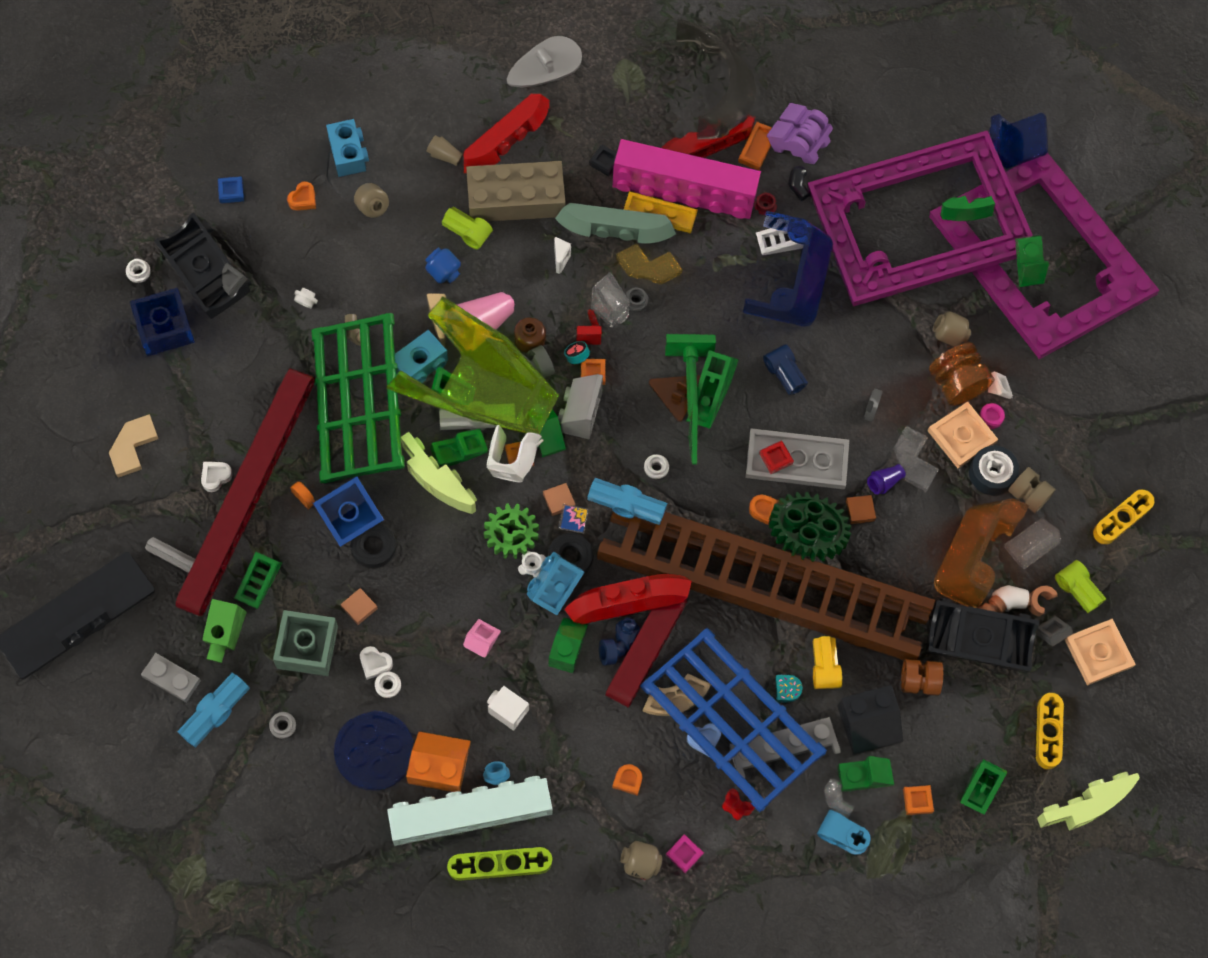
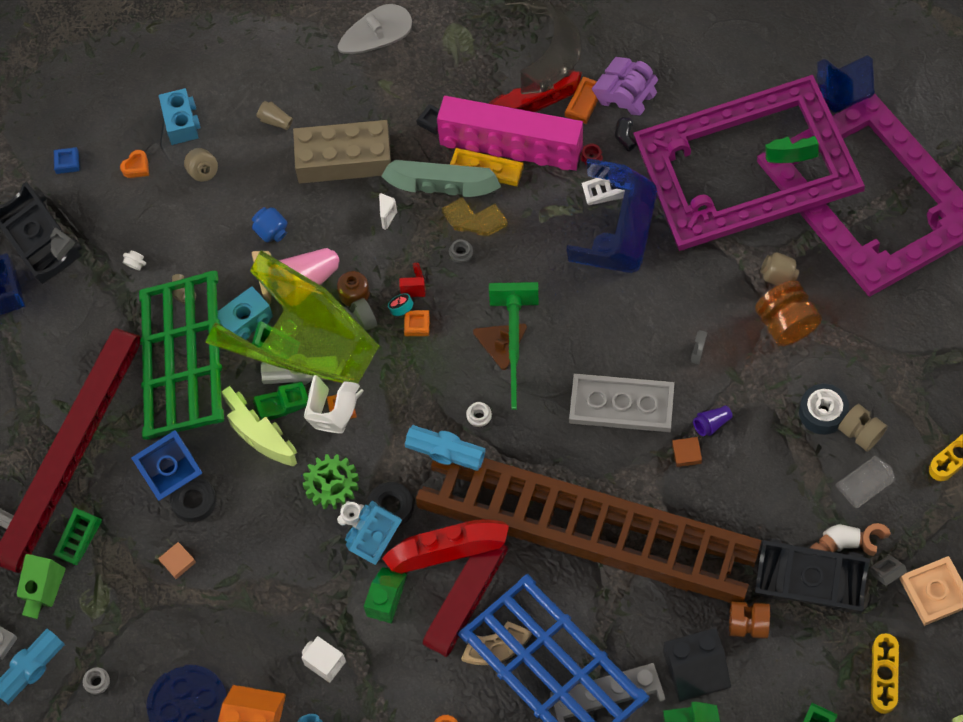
camera: 10 degrees right, 5 degrees down
(214, 475) = (39, 434): white tile -> none
(303, 494) = (124, 450): orange tile -> none
(305, 643) = (120, 597): sand green brick -> none
(375, 662) = (191, 616): white tile -> none
(387, 677) = (200, 631): white plate -> none
(473, 231) = (298, 190): lime piece -> none
(481, 638) = (298, 589): bright pink slope -> none
(511, 128) = (336, 95): red brick -> none
(552, 436) = (373, 386): green slope -> none
(556, 497) = (380, 449): nougat tile -> none
(573, 518) = (393, 468): tile -> none
(581, 406) = (403, 356): light grey slope -> none
(610, 301) = (433, 252): clear slope -> none
(626, 634) = (444, 581): dark blue arm -> none
(711, 733) = (530, 681): light blue tile -> none
(713, 386) = (536, 333): green slope -> none
(761, 507) = (586, 453): orange tile -> none
(776, 457) = (599, 401): red tile -> none
(782, 363) = (607, 309): dark blue piece -> none
(787, 688) = (611, 634): teal tile -> none
(809, 526) = (633, 469): dark green gear -> none
(826, 672) = (650, 613): yellow piece -> none
(907, 450) = (735, 392): clear tile -> none
(961, 572) = (790, 513): clear orange windscreen -> none
(962, 434) = (790, 374): light nougat plate -> none
(992, 415) = (821, 355): dark pink tile -> none
(1000, 386) = (830, 325): white slope -> none
(1030, 261) = (857, 199): green slope -> none
(1076, 580) = (911, 518): lime piece -> none

